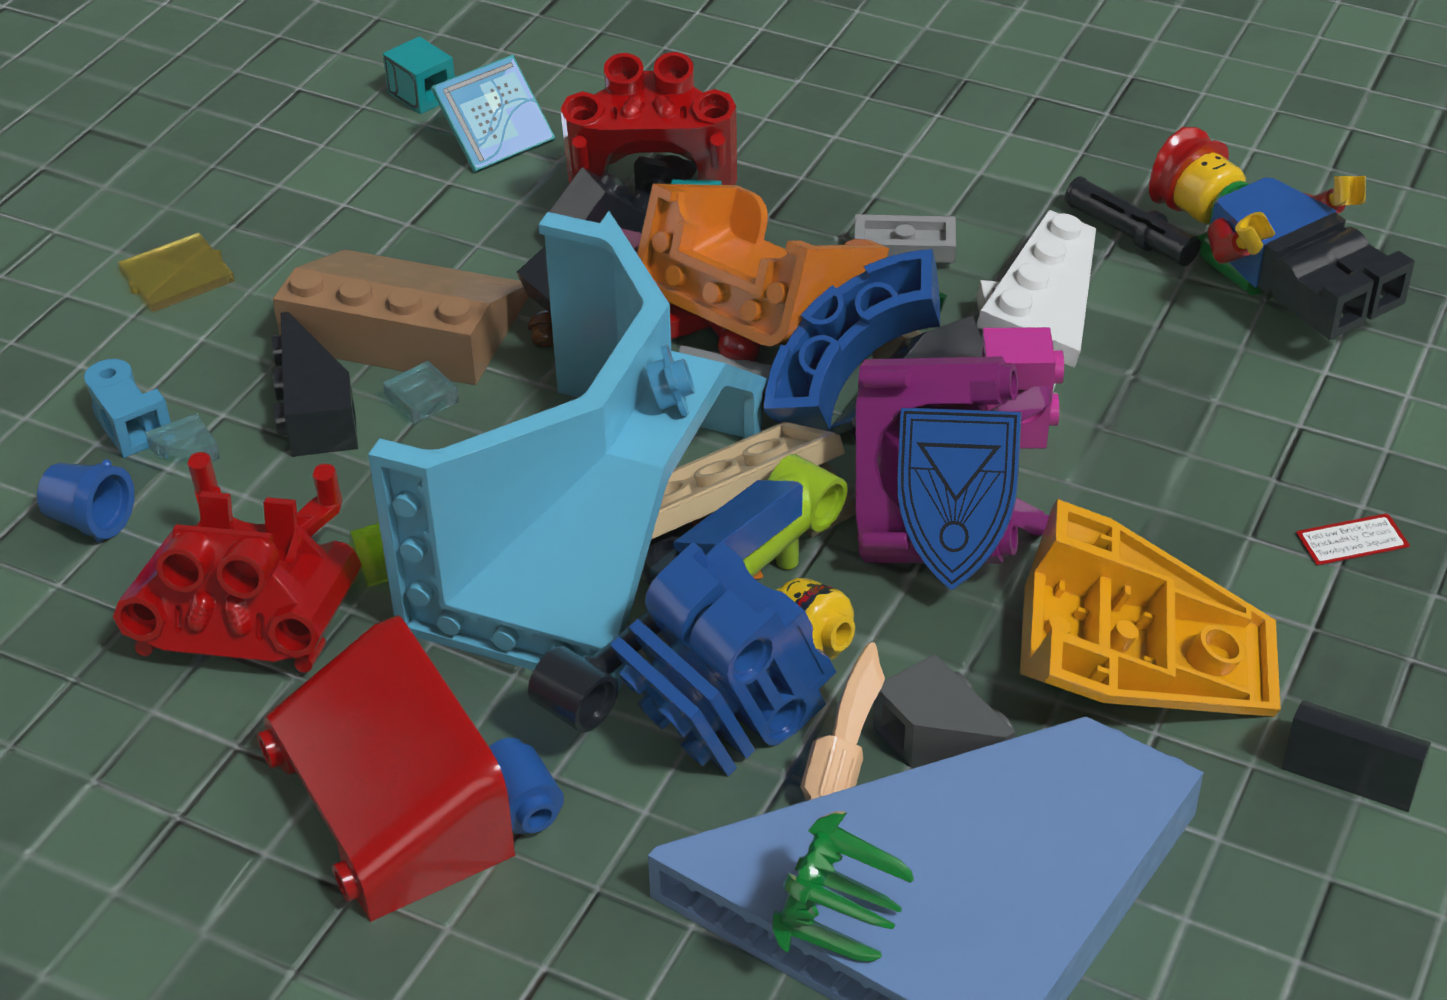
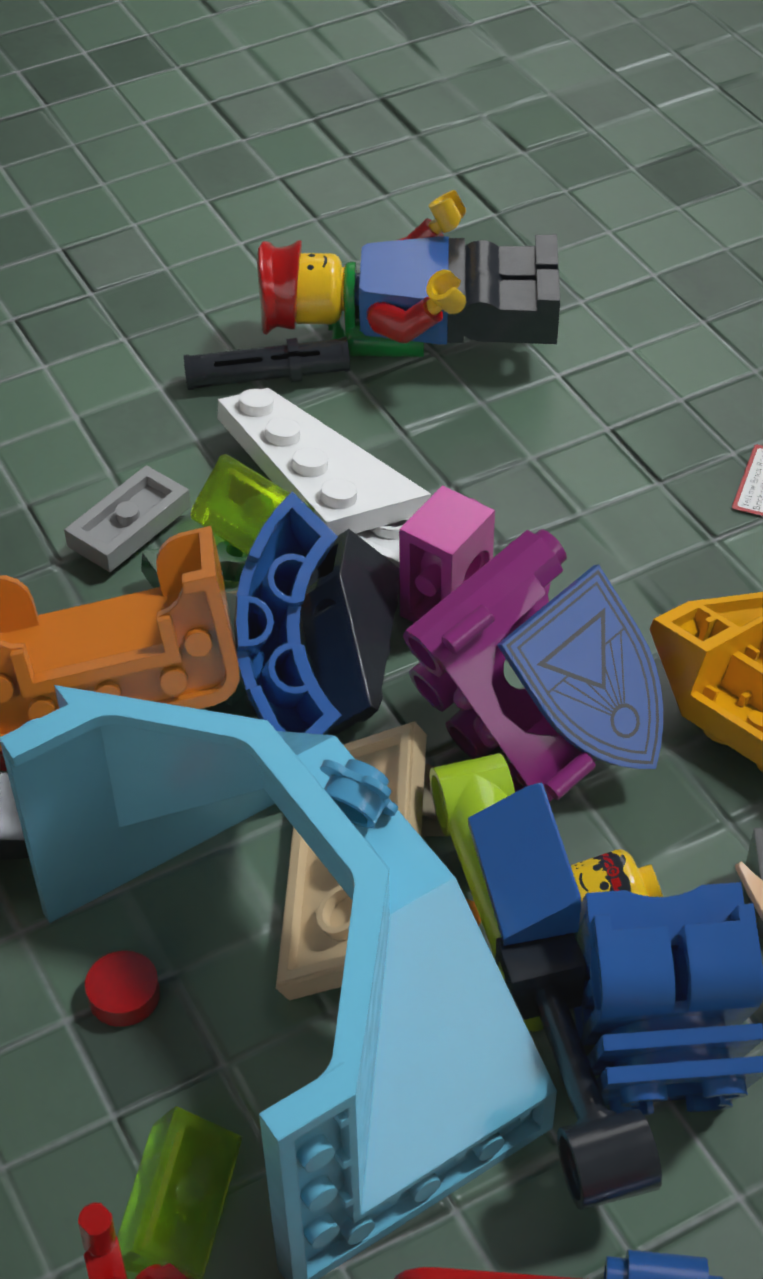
camera: 55 degrees left, 5 degrees up
(964, 279) = (236, 502): none -> clear neon green slope

